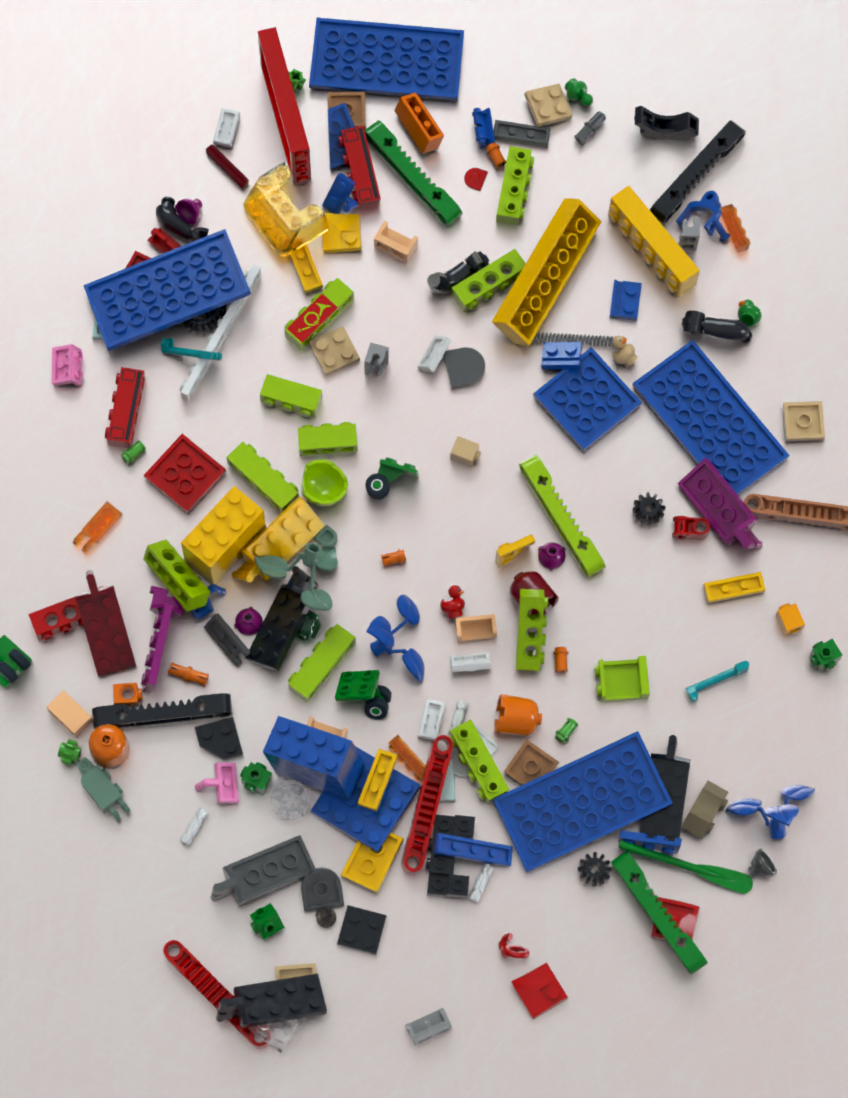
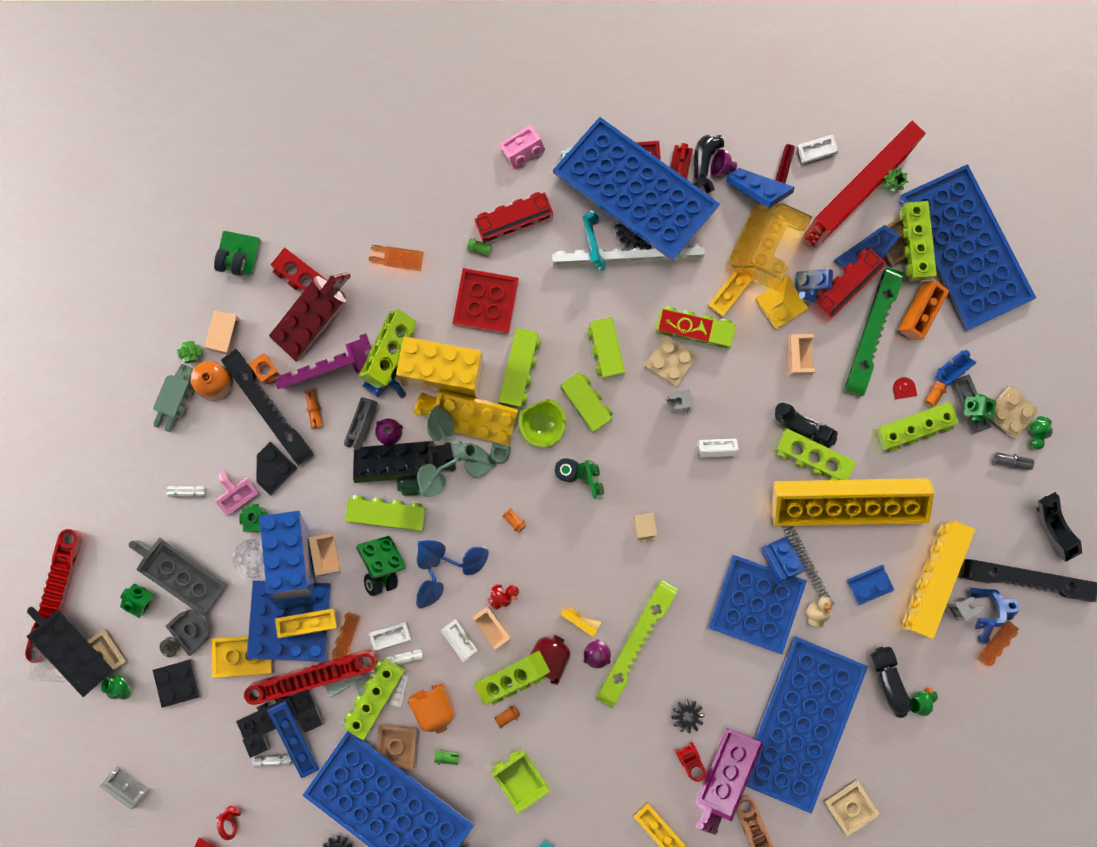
camera: 60 degrees right, 10 degrees up
(230, 191) = (759, 187): none -> blue wing
(334, 982) = (115, 687): none -> green animal
(358, 92) = (918, 241): none -> lime brick
(464, 366) = (723, 480): dark grey tile -> none
(529, 126) = (979, 408): none -> green brick

